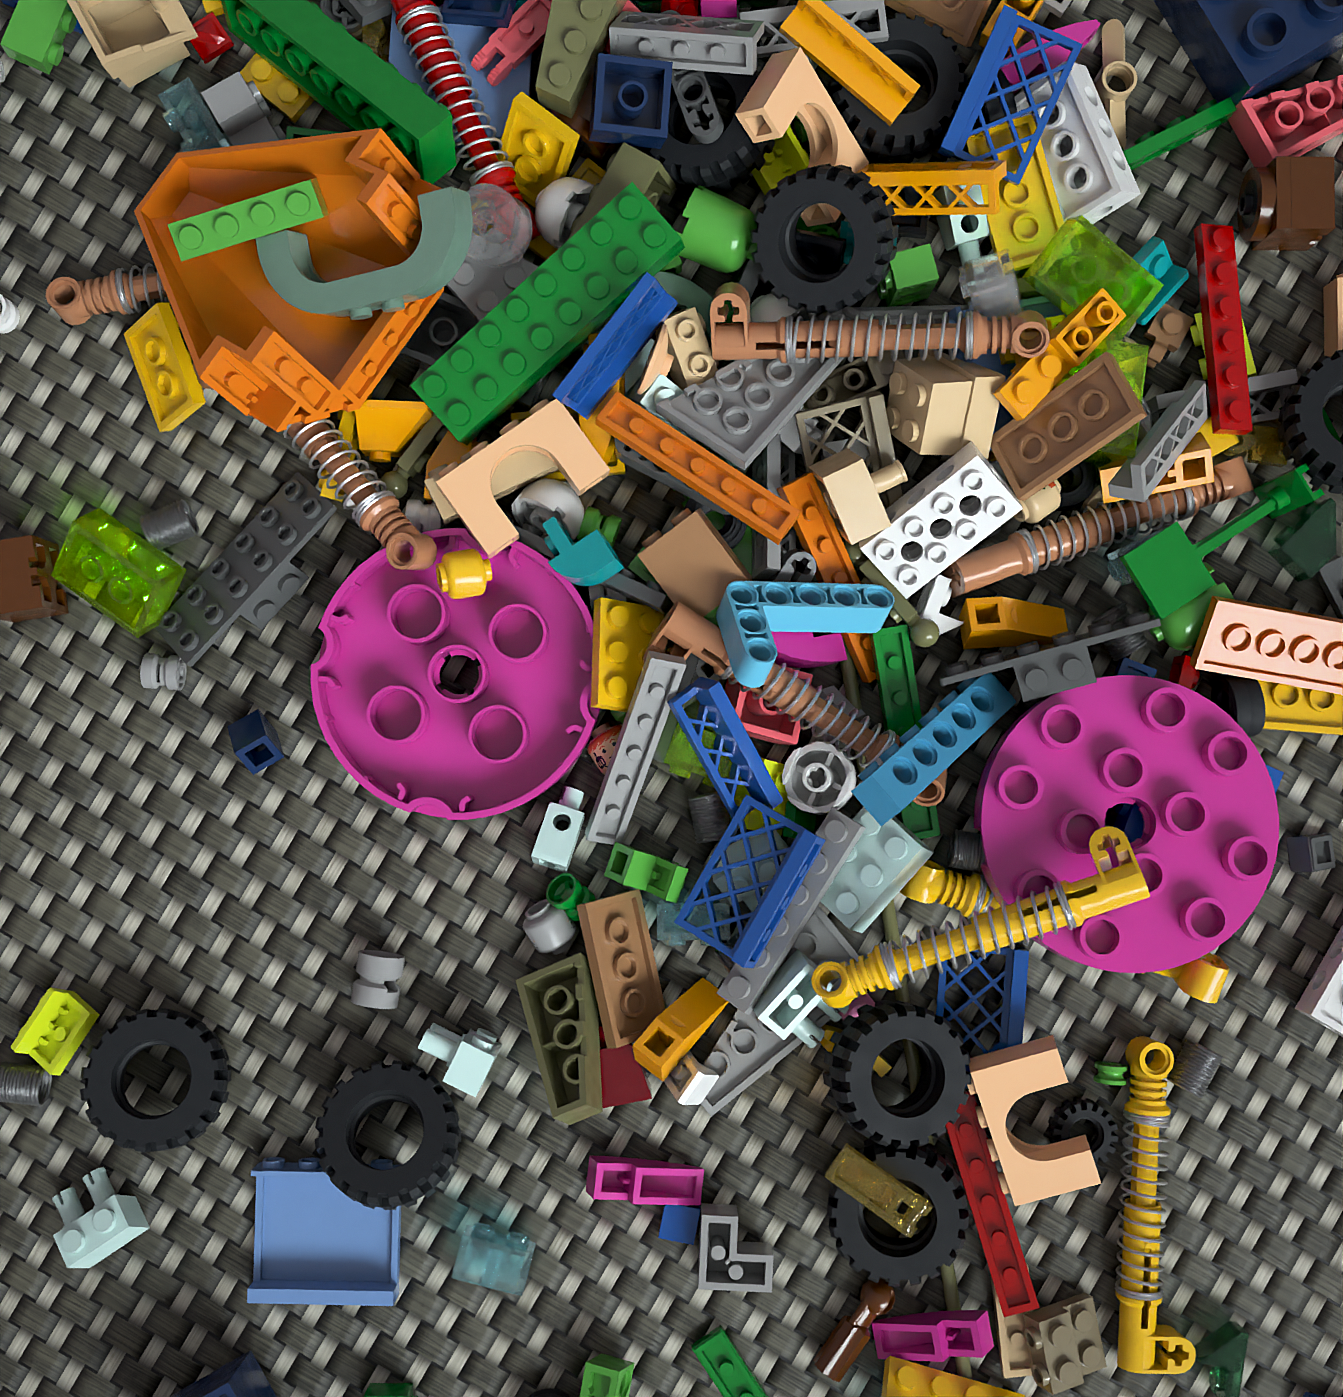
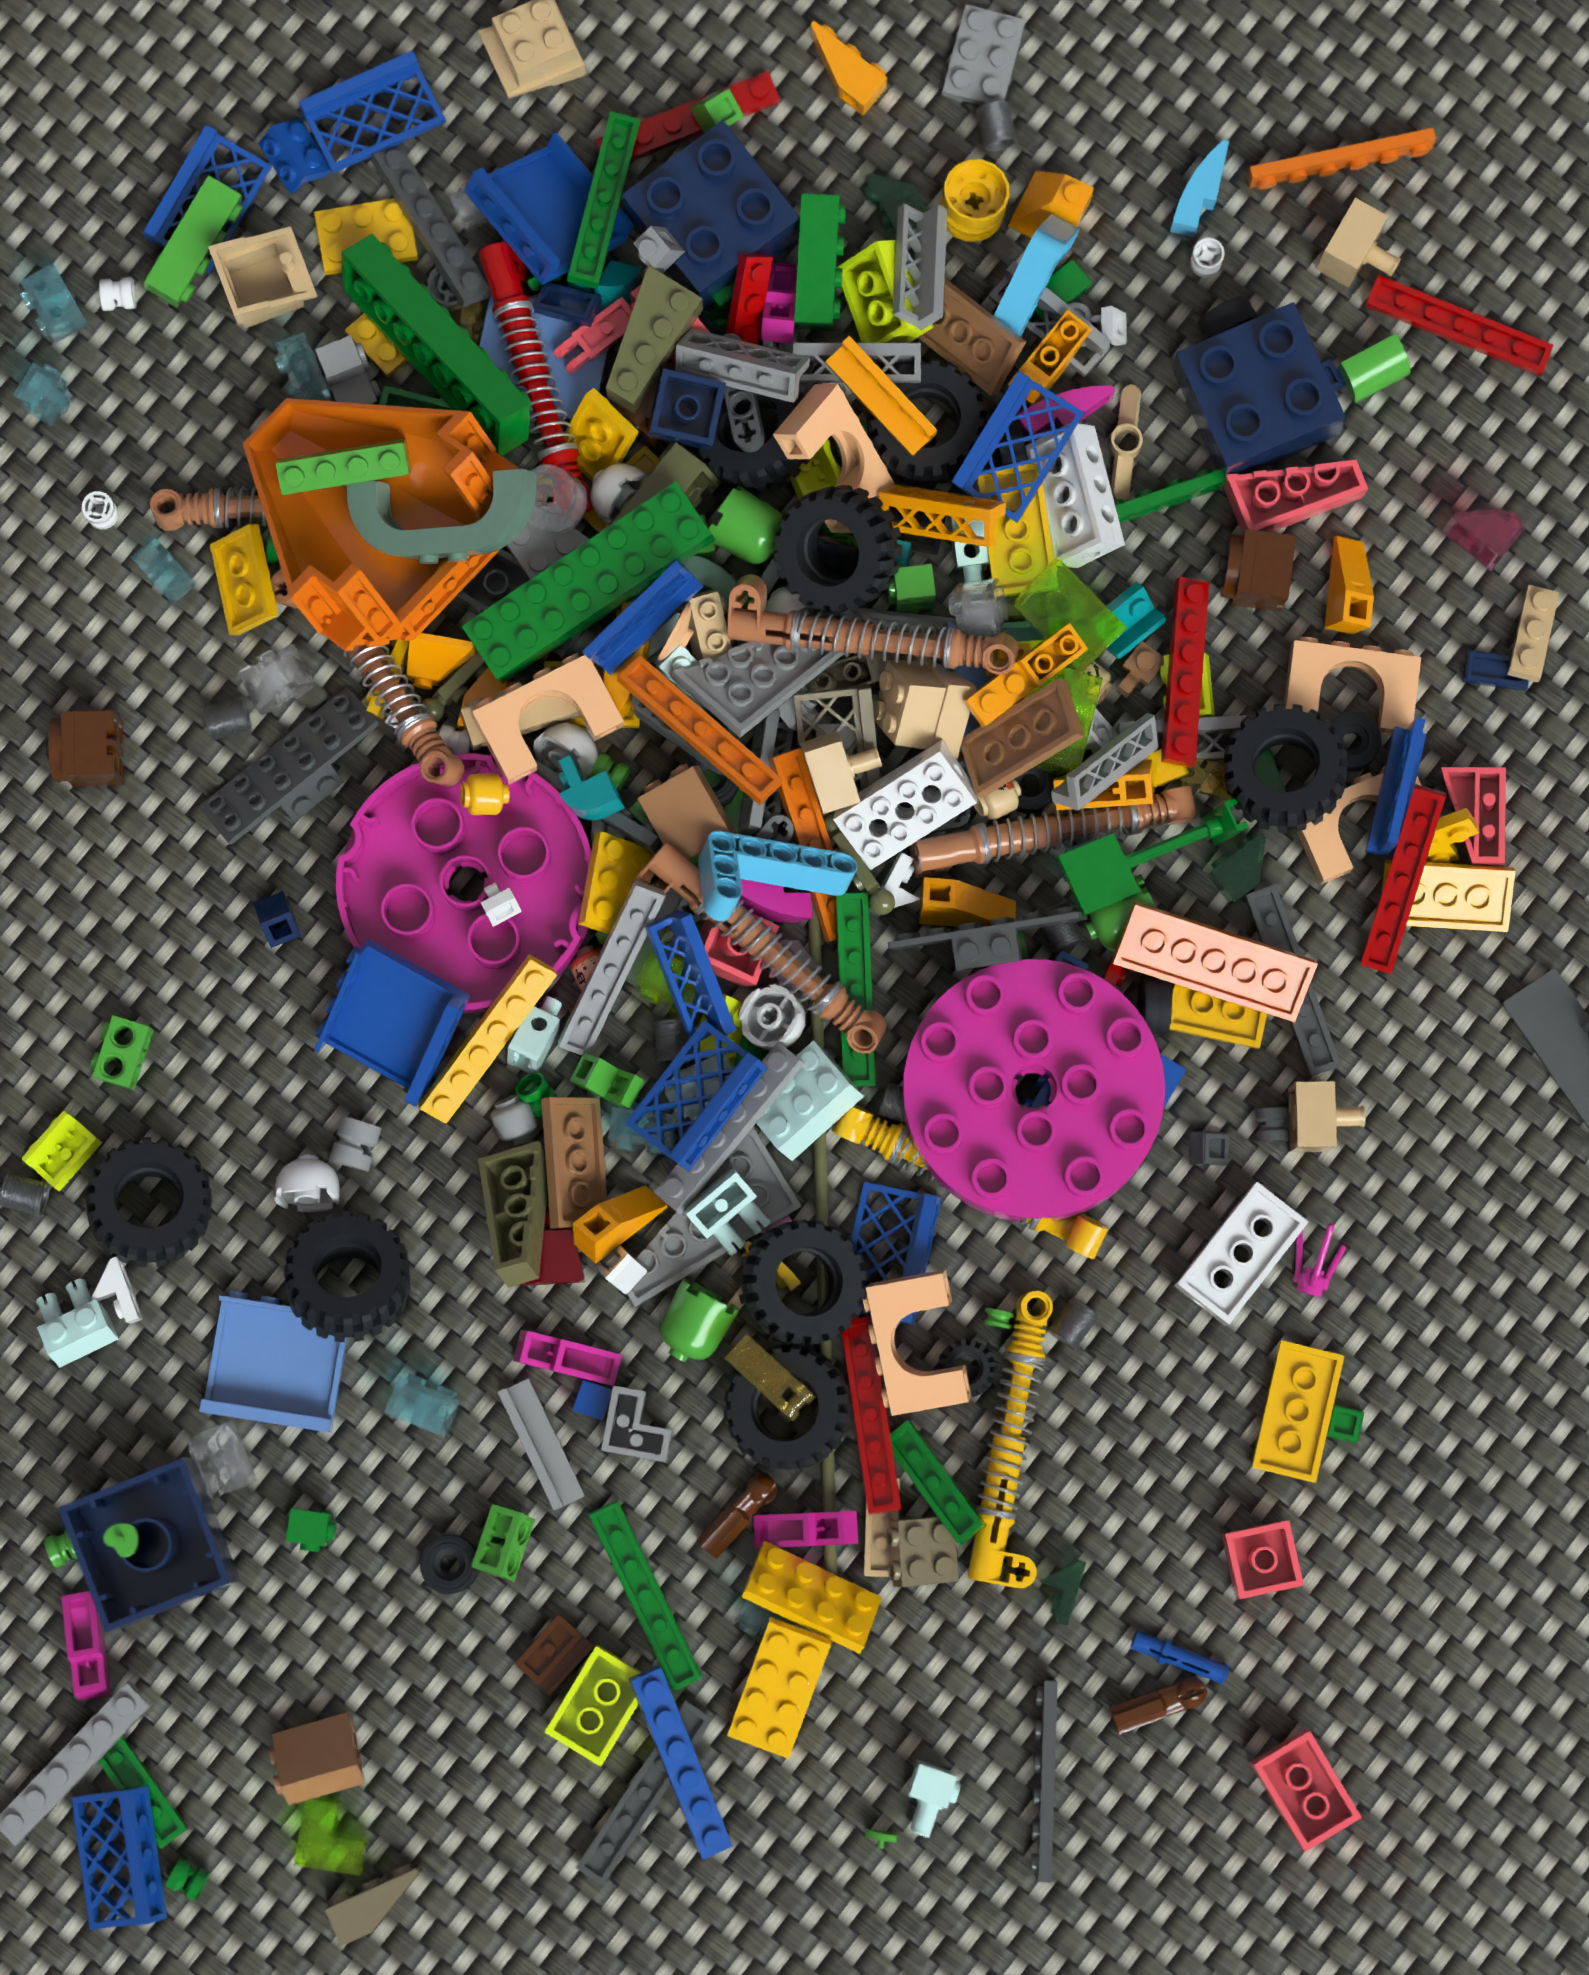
camera: 10 degrees right, 5 degrees down
(76, 370) = (163, 570): none -> clear light blue slope
(117, 572) = (178, 753): clear neon green brick -> none
(117, 915) = (131, 1055): none -> bright green brick
(143, 1171) = (116, 1282): none -> white slope
(163, 672) = (203, 847): light grey wheel -> none
(212, 38) = (327, 293): red tile -> none
(215, 473) = (276, 679): none -> clear brick
(282, 1346) = (221, 1460): none -> clear bracket
(331, 1032) = (308, 1184): none -> white cylinder
(397, 836) = (392, 1017): none -> blue panel
(466, 1055) = (426, 1222): light aqua brick -> none
(499, 697) = (499, 905): none -> white tile
(508, 845) = (487, 1039): none -> yellow plate
(629, 1281) = (541, 1444): none -> light grey fence
(782, 1125) = (695, 1322): none -> bright green cylinder
(933, 748) = (872, 998): dark azure brick -> none
(997, 928) = (955, 1142): yellow piece -> none
(1071, 1269) = (935, 1483): none -> green plate

